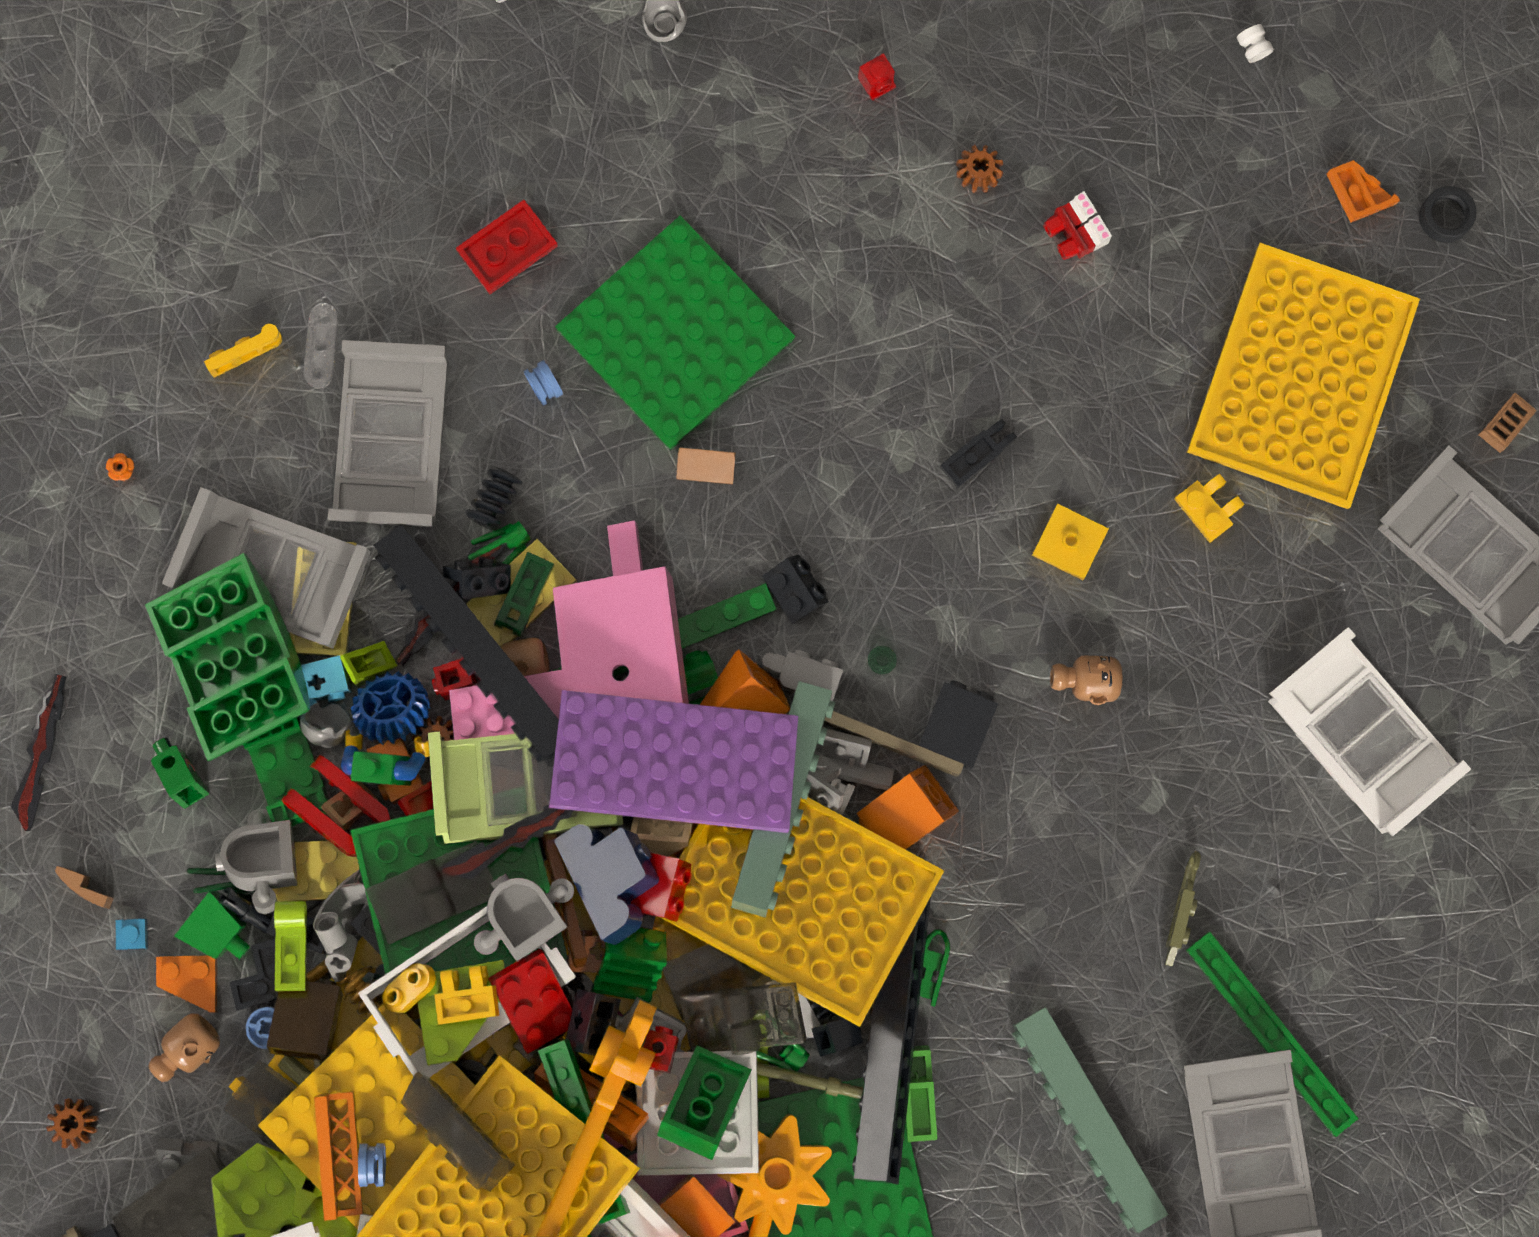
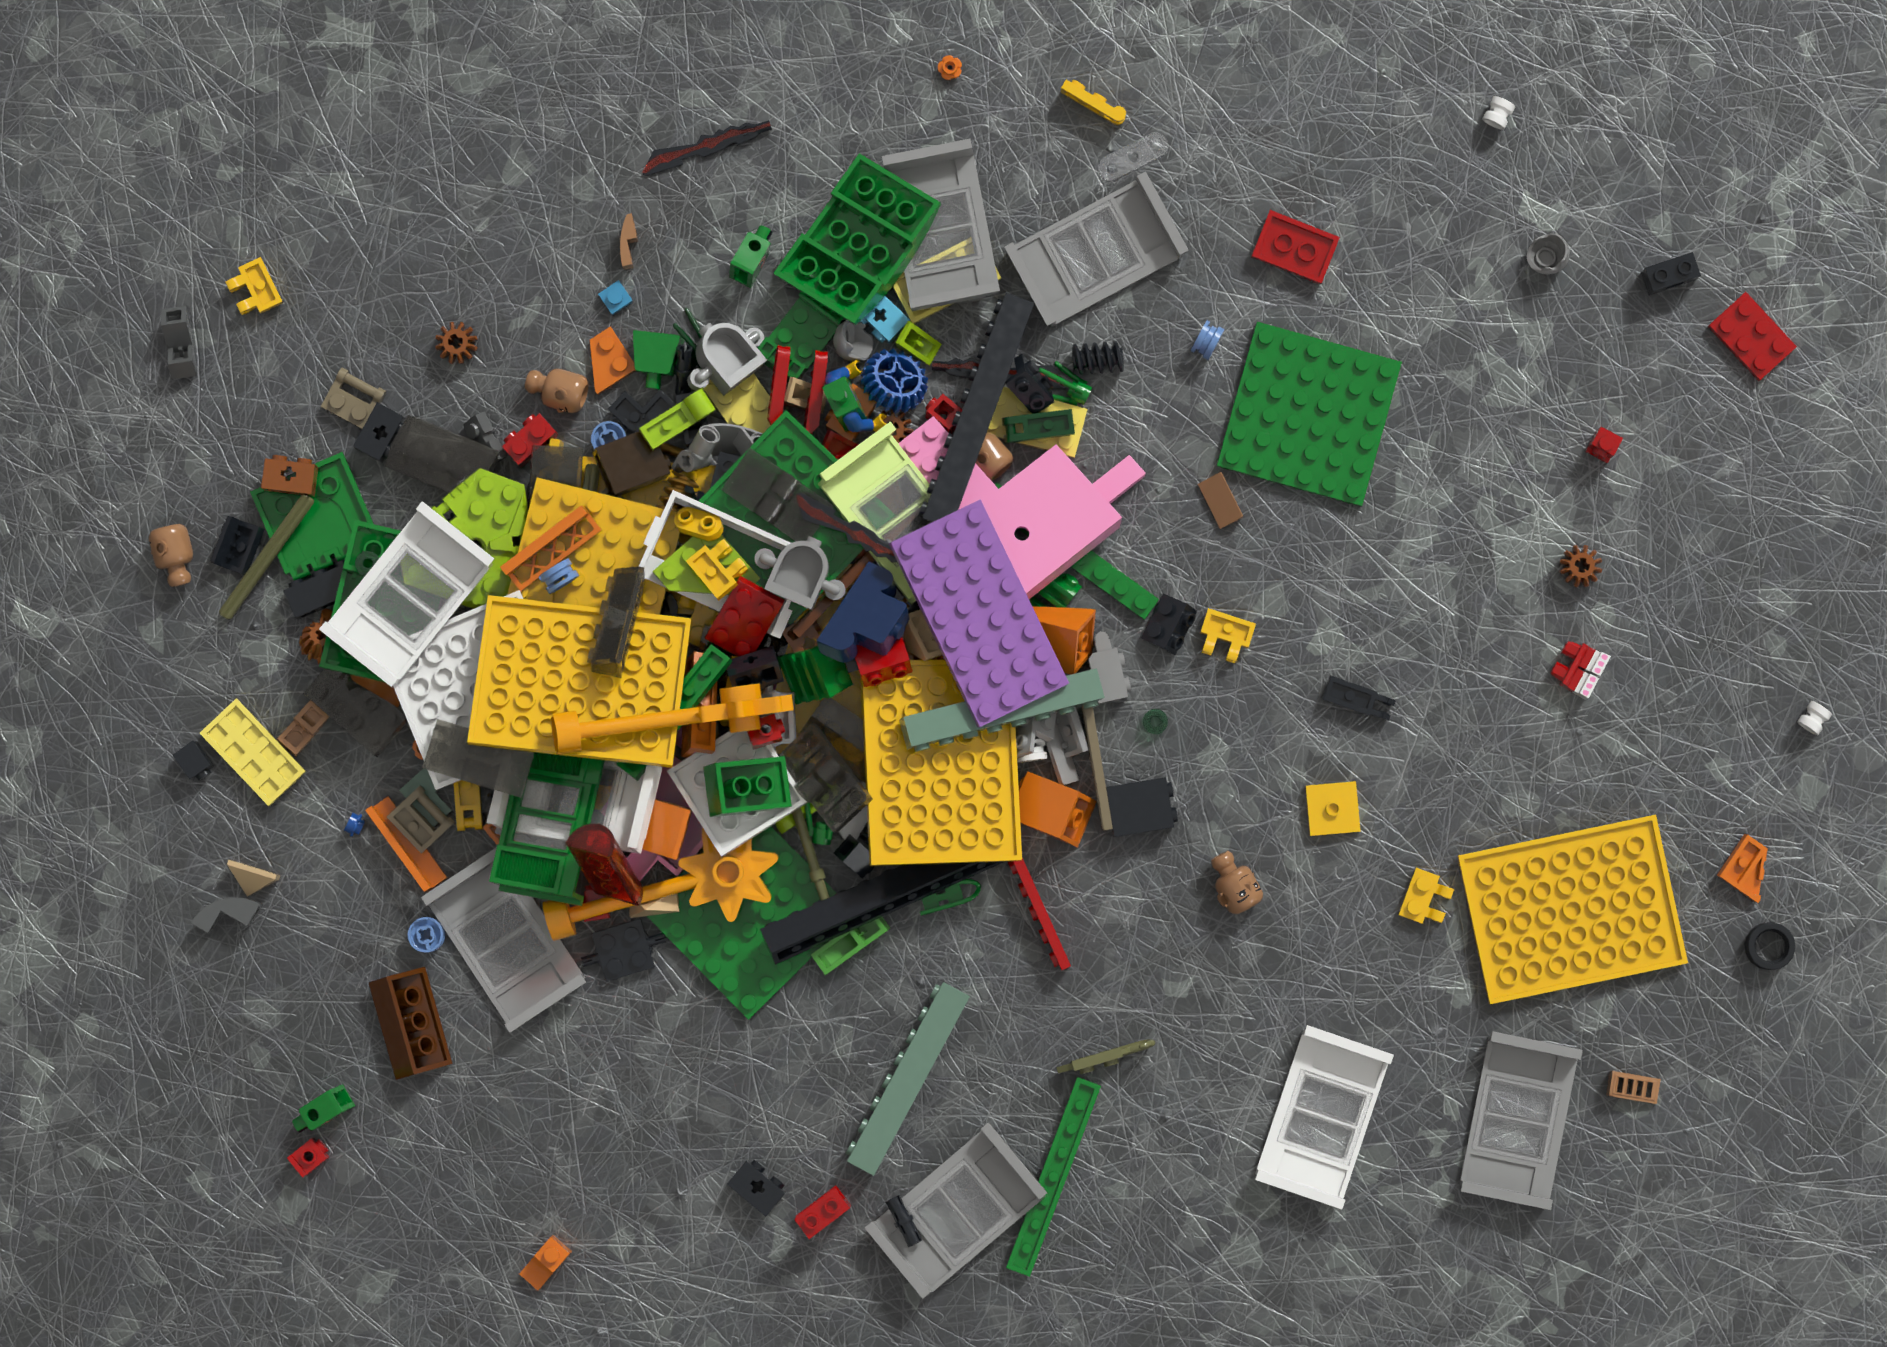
camera: 65 degrees right, 5 degrees up
(212, 1097) = (535, 432): none -> red brick
(834, 535) = (1226, 628): none -> yellow plate
(1001, 887) = (1039, 912): none -> red plate
(1230, 1211) = (904, 1221): none -> black pin

